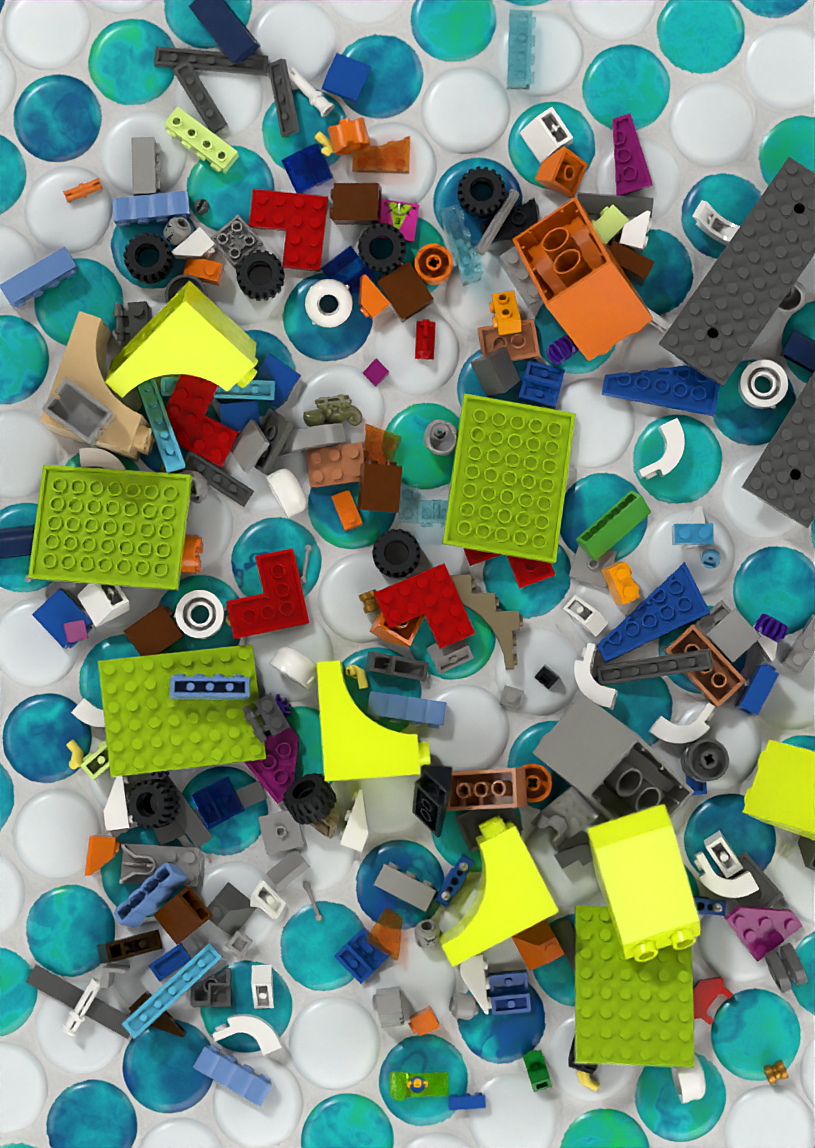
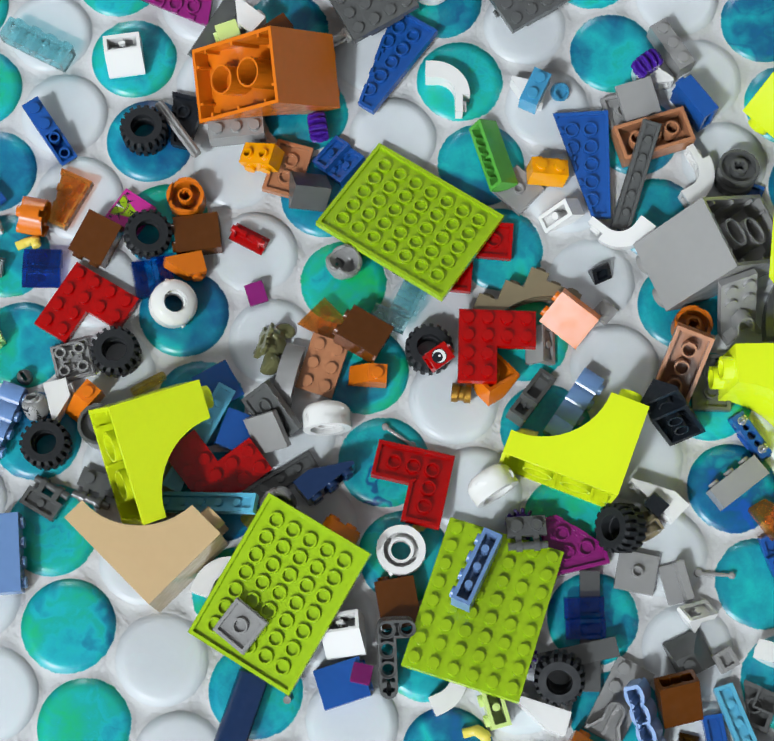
camera: 65 degrees left, 10 degrees down
(66, 507) = (240, 626): none -> light grey plate
(79, 412) = (160, 559): light grey piece -> none
(96, 281) = (41, 503): none -> dark grey plate
(102, 648) = (391, 656): none -> dark grey beam
(223, 511) = (321, 480): none -> dark blue slope
(246, 319) = (148, 384): none -> clear yellow tile
(345, 821) = (656, 504): none -> black slope
(388, 565) = (438, 356): none -> red brick
(438, 107) = (49, 131): none -> blue slope
(460, 245) = (175, 167): clear light blue brick -> none
(485, 667) = (569, 317): none -> brick
(562, 172) = (162, 58): orange slope -> none

